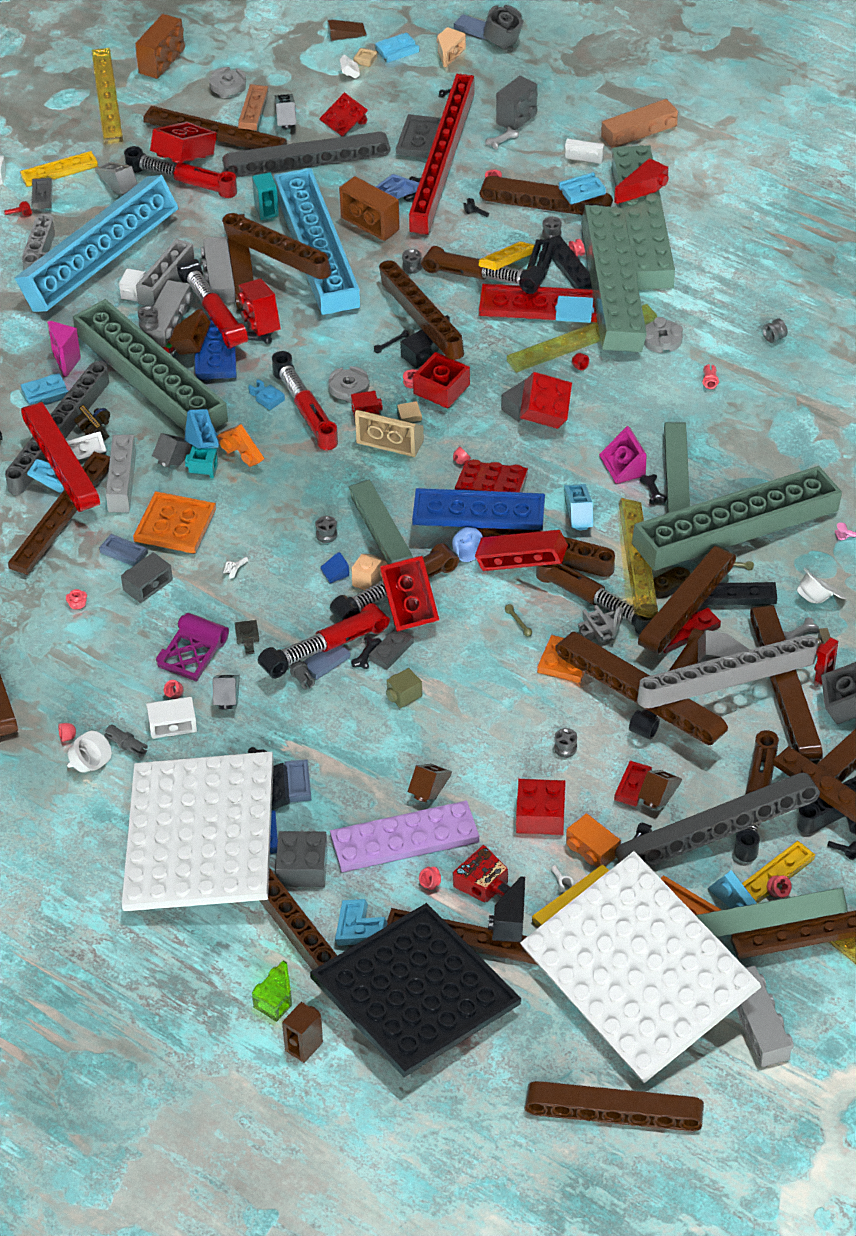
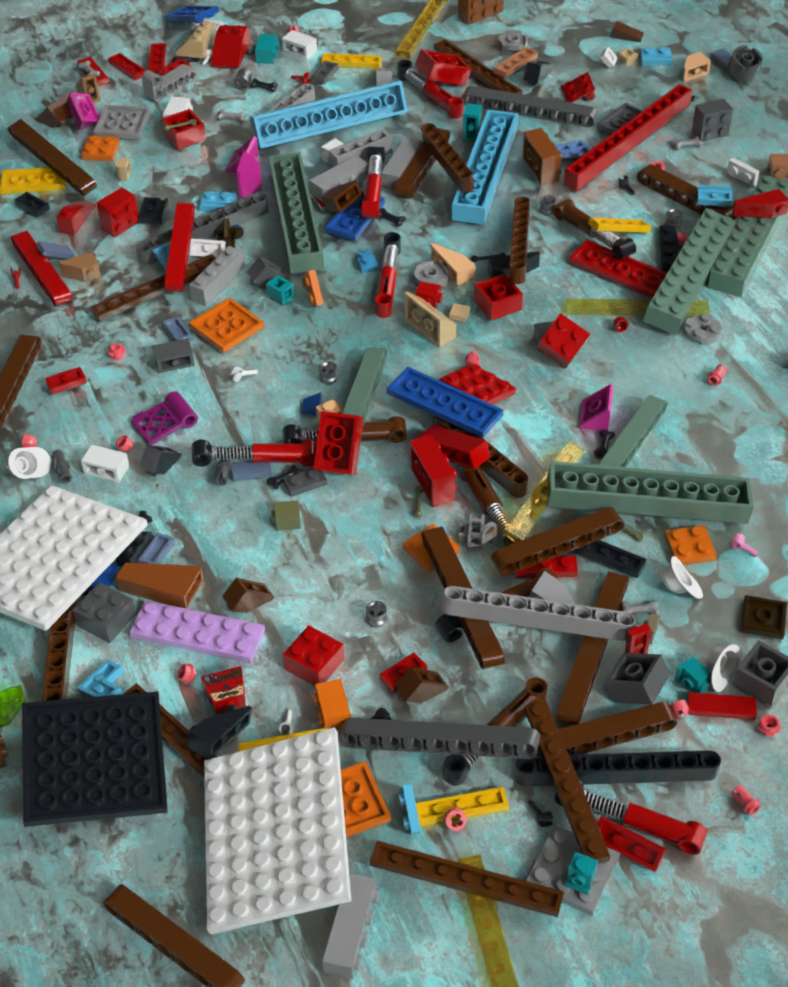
camera: 30 degrees right, 0 degrees up
(33, 329) = (250, 147): none -> dark pink slope
(49, 651) = (66, 380): none -> red plate
(148, 318) = (315, 174): flat silver wheel -> none
(200, 430) = (292, 265): dark azure slope -> none
(247, 633) = (210, 425): clear smoke plate -> none
(259, 307) = (402, 196): red brick -> none
(332, 806) = (161, 582): none -> dark orange slope
(374, 362) = (459, 266): none -> light nougat slope
(466, 543) = (419, 423): light blue hair -> none
(516, 583) = (432, 470): none -> red brick
(545, 255) = (649, 235): black tile -> none
(574, 309) = (643, 283): medium azure piece -> none
(579, 506) = (531, 432): medium azure slope -> none
(670, 581) = (556, 519): dark brown plate -> none
(775, 912) = (420, 838): sand green beam -> none
(801, 552) = (691, 545): none -> orange plate

